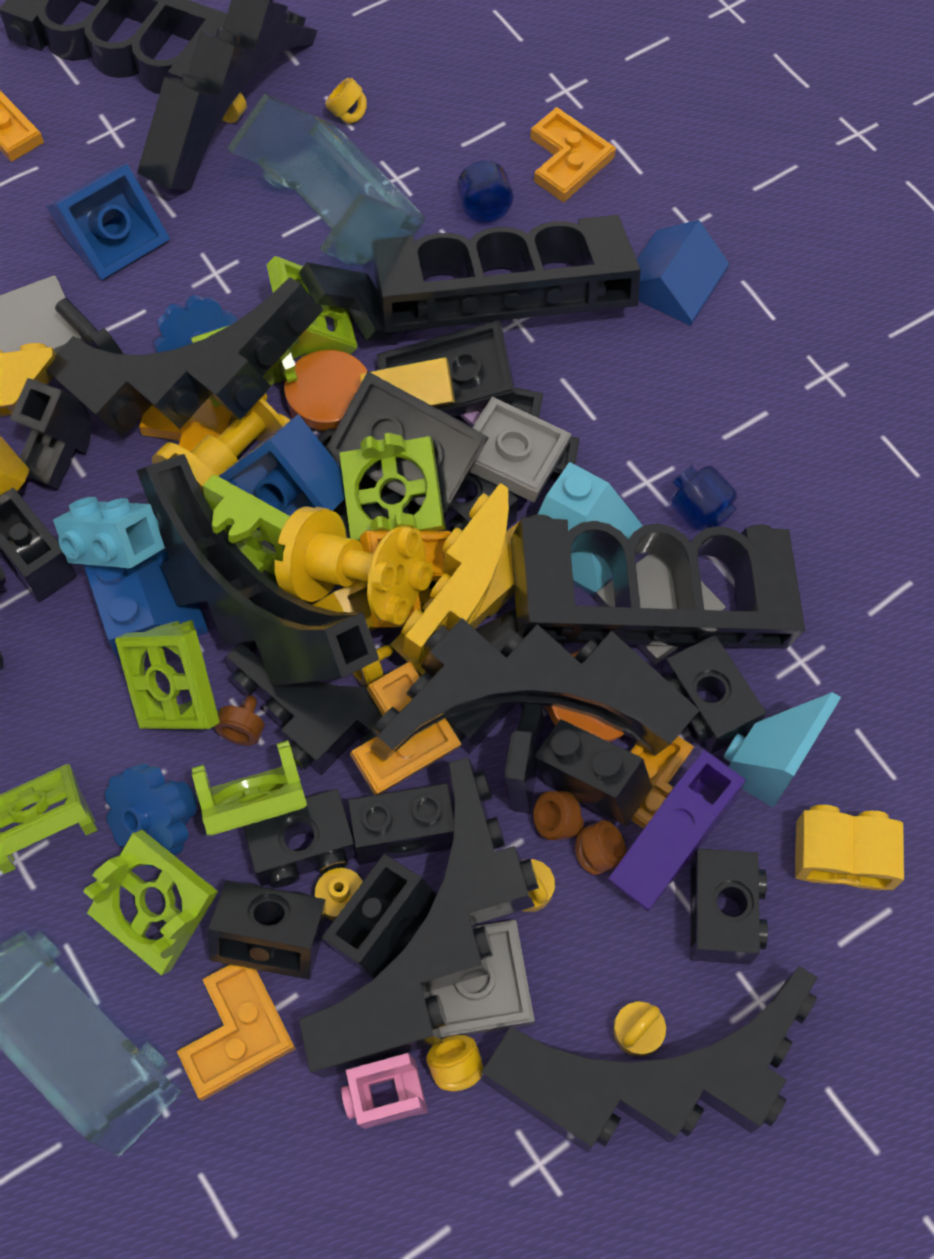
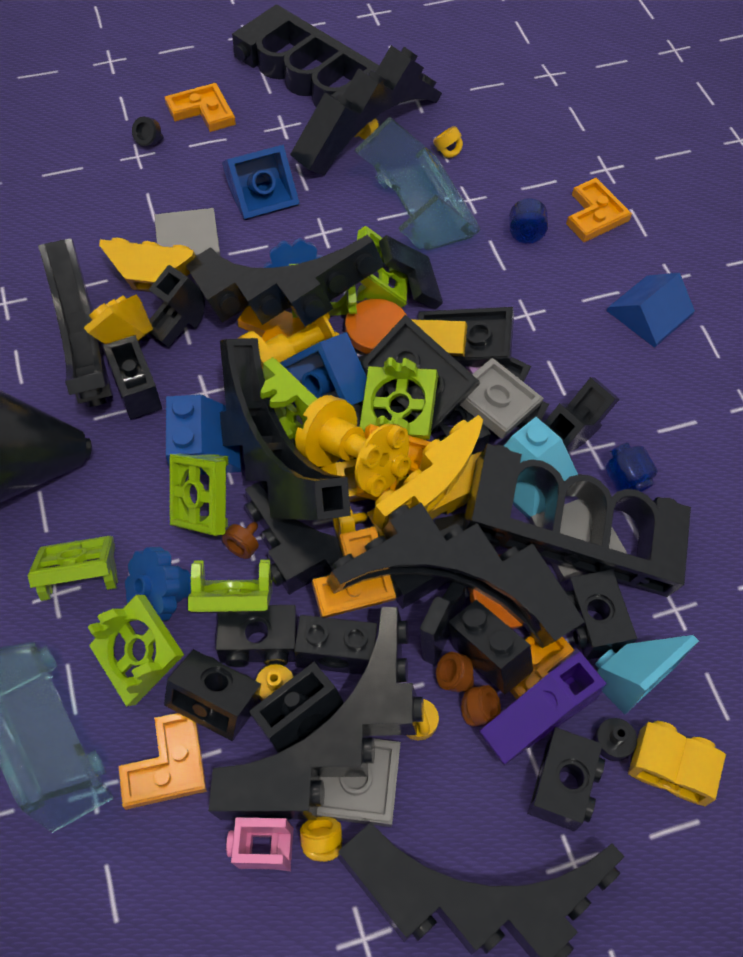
camera: 15 degrees right, 5 degrees down
(85, 329) = (220, 244): black bar -> none
(108, 533) = (188, 379): medium azure brick -> none
(602, 279) = (528, 278): black fence -> none
(626, 444) = (583, 415): none -> black brick
(639, 1029) = (472, 855): yellow tile -> none
(772, 839) = (617, 739): none -> black tile

